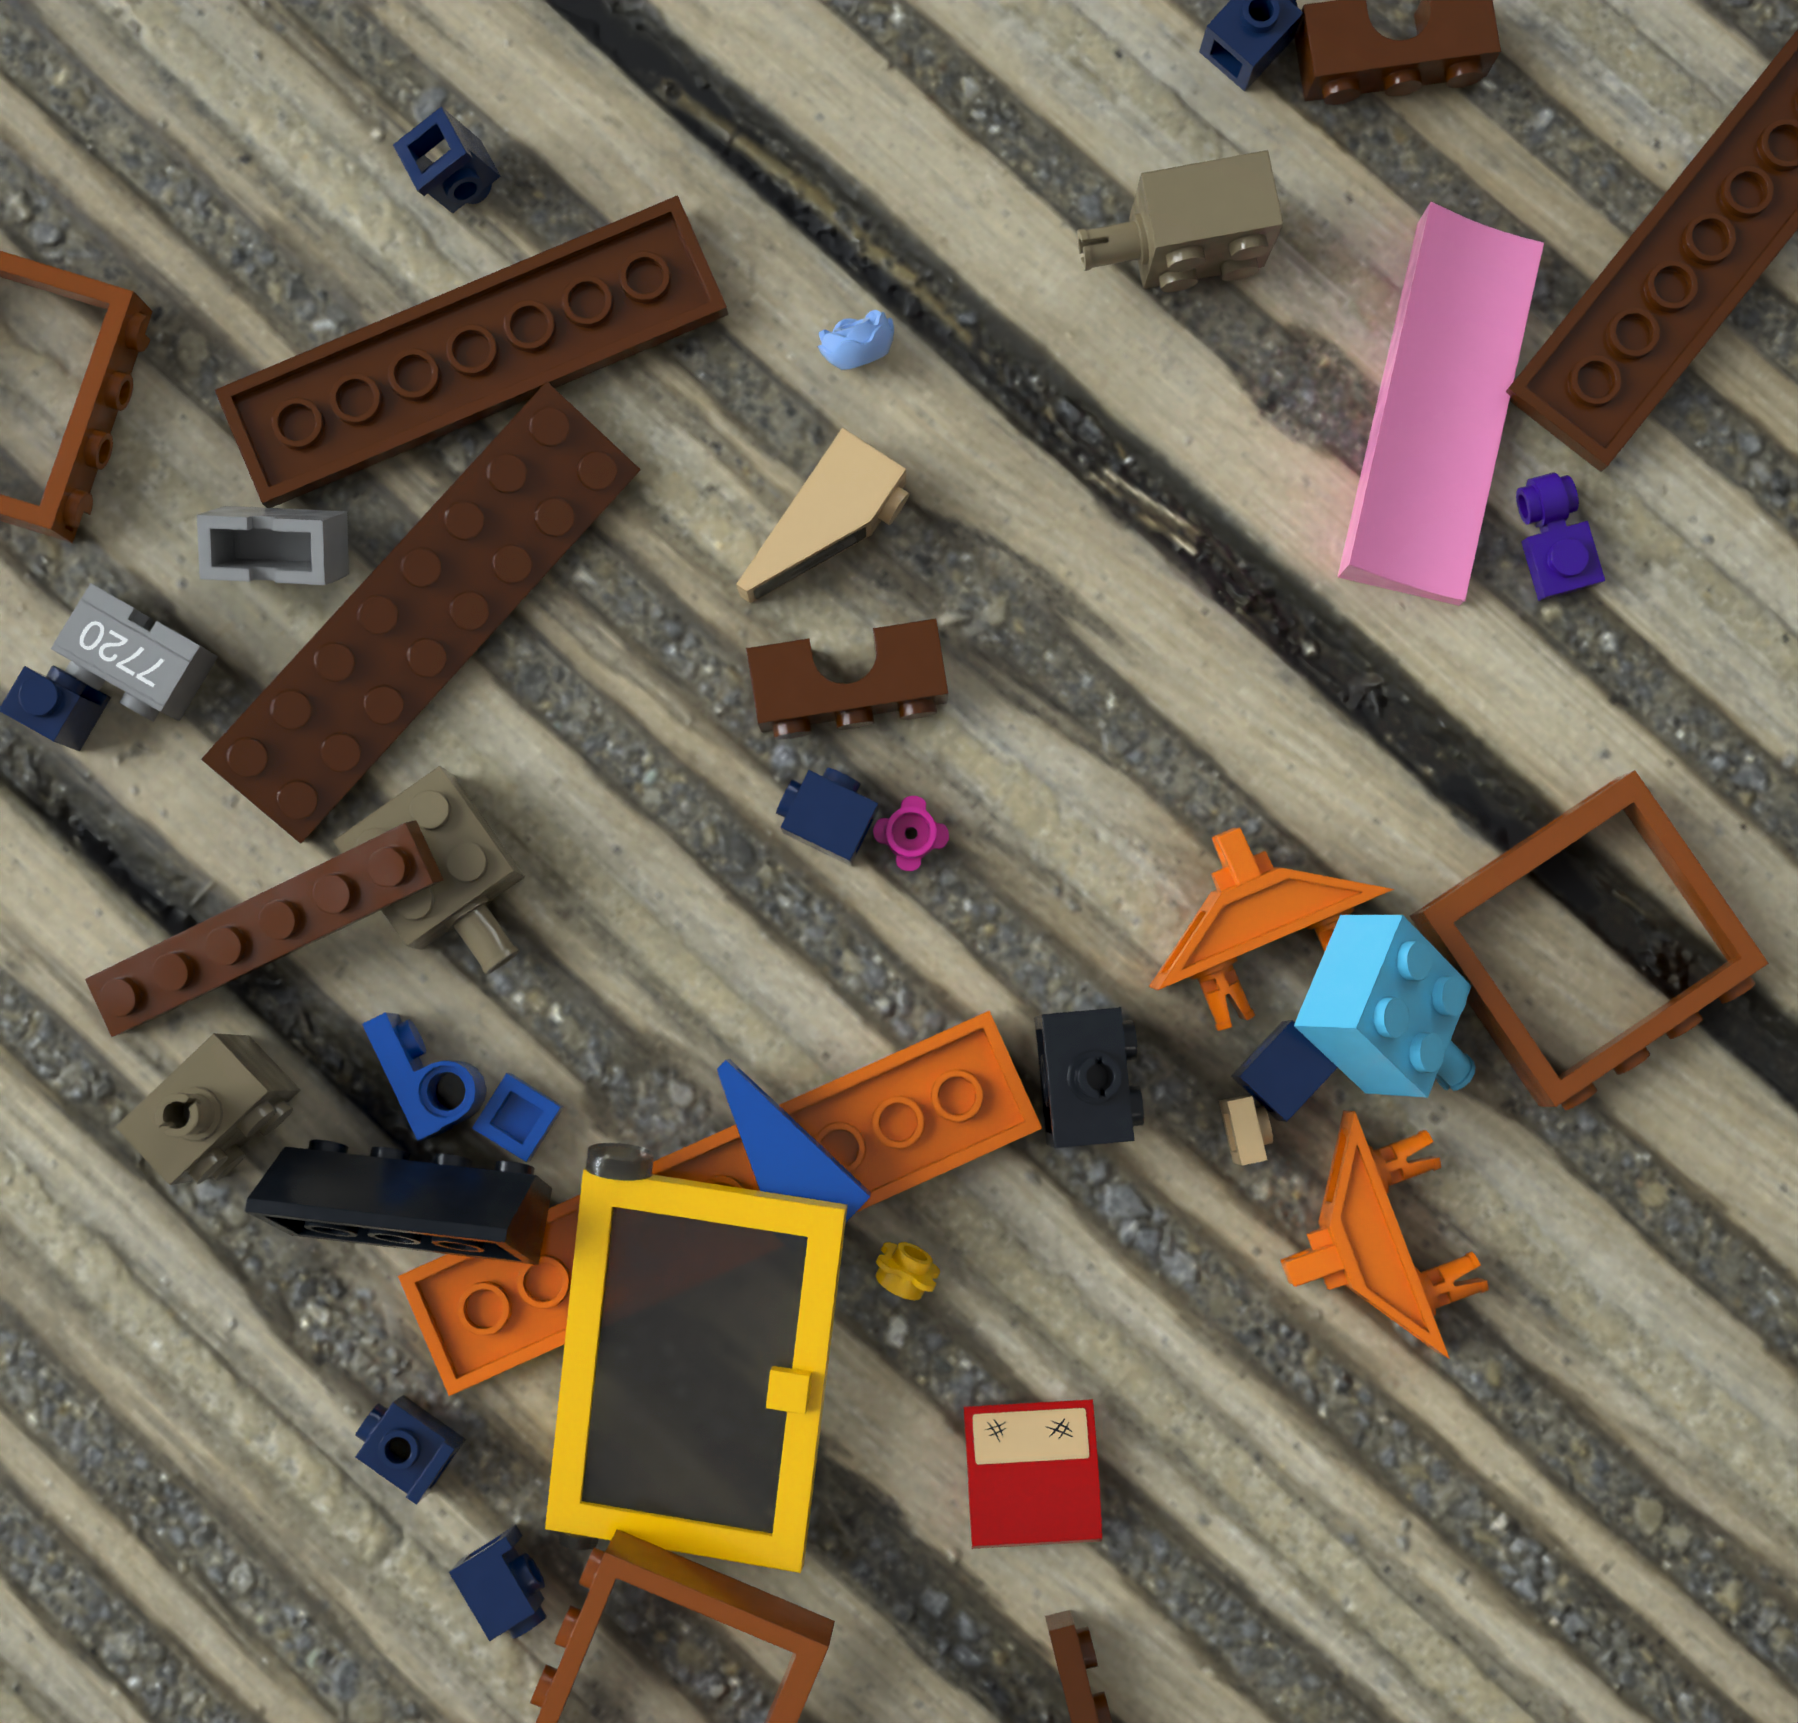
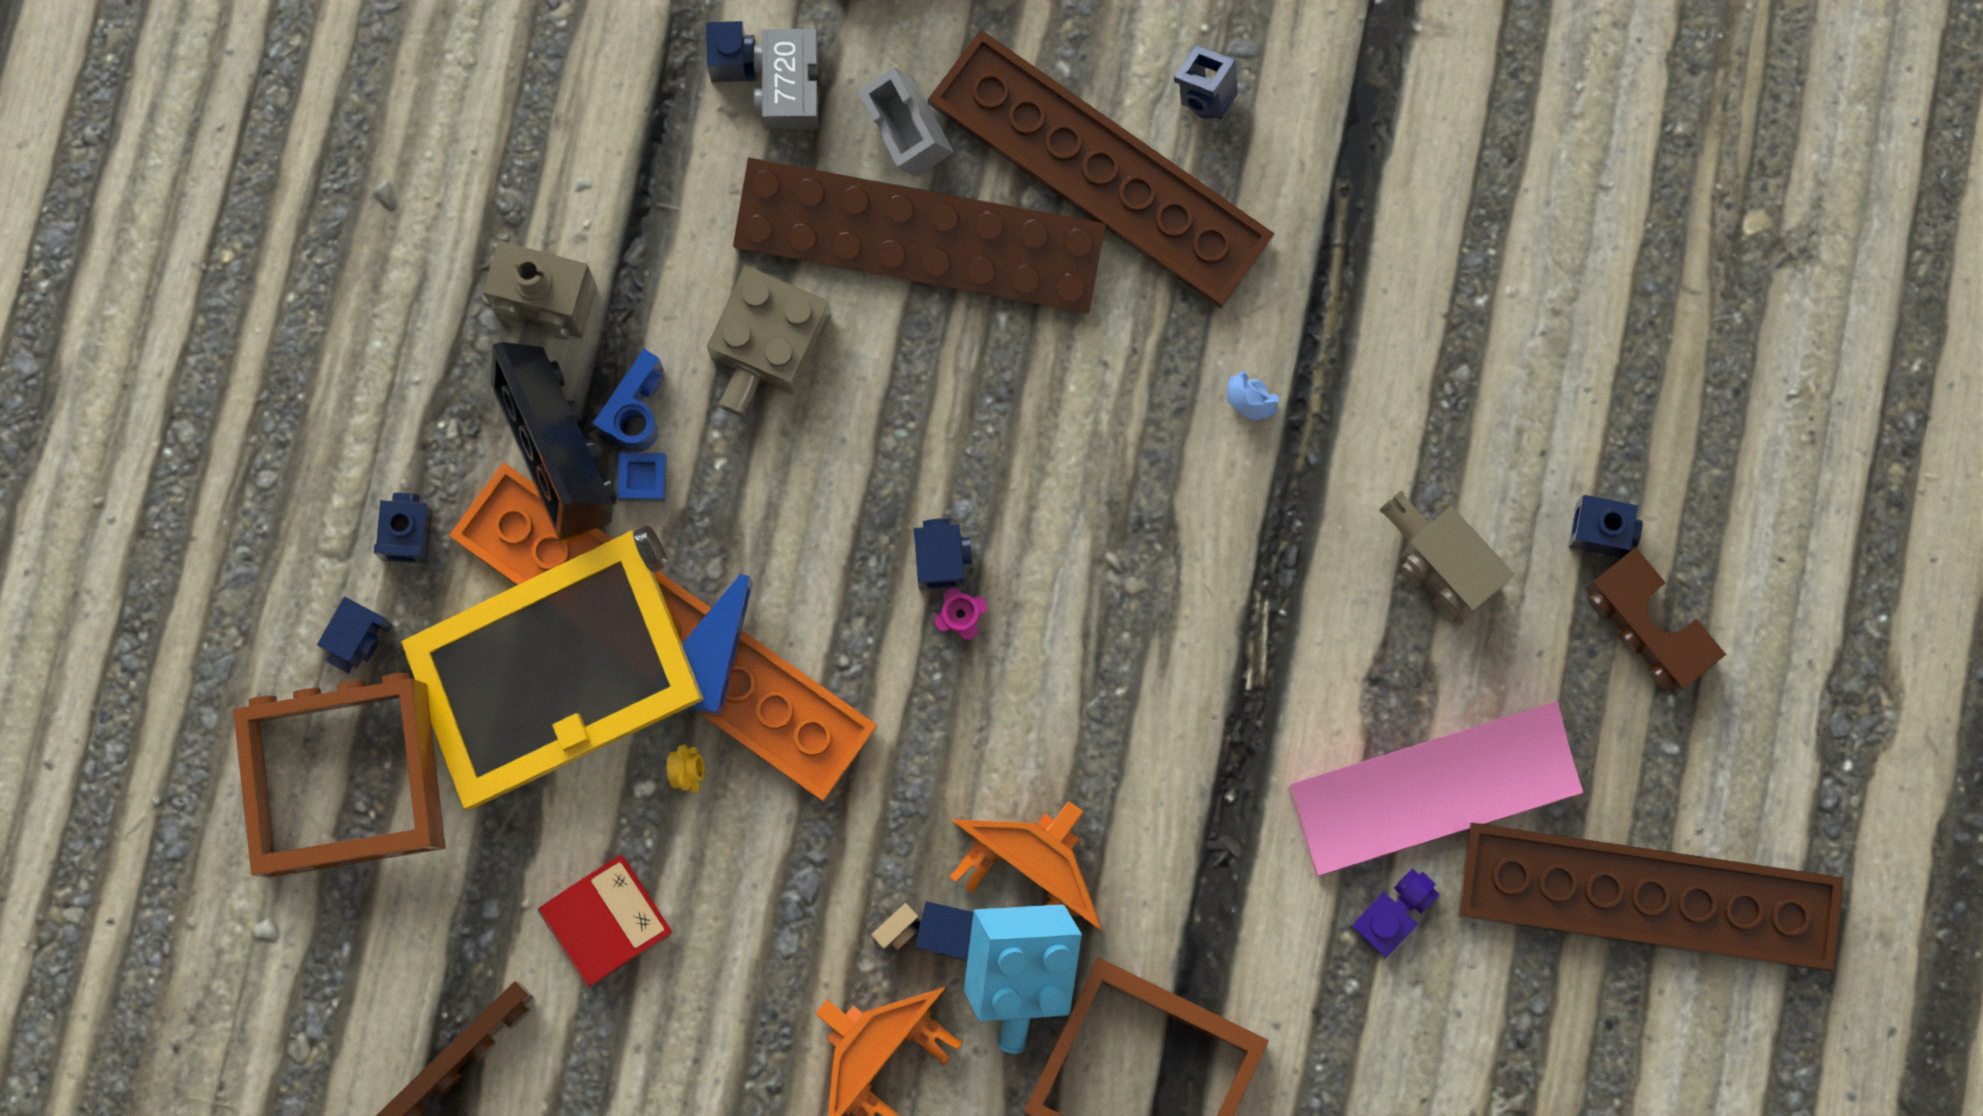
camera: 60 degrees right, 5 degrees down
(265, 928) = (667, 256): reddish brown plate -> none
(795, 695) = (1056, 549): reddish brown arch -> none
(831, 512) = (1134, 445): tan slope -> none
(1087, 1077) = (869, 805): black brick -> none

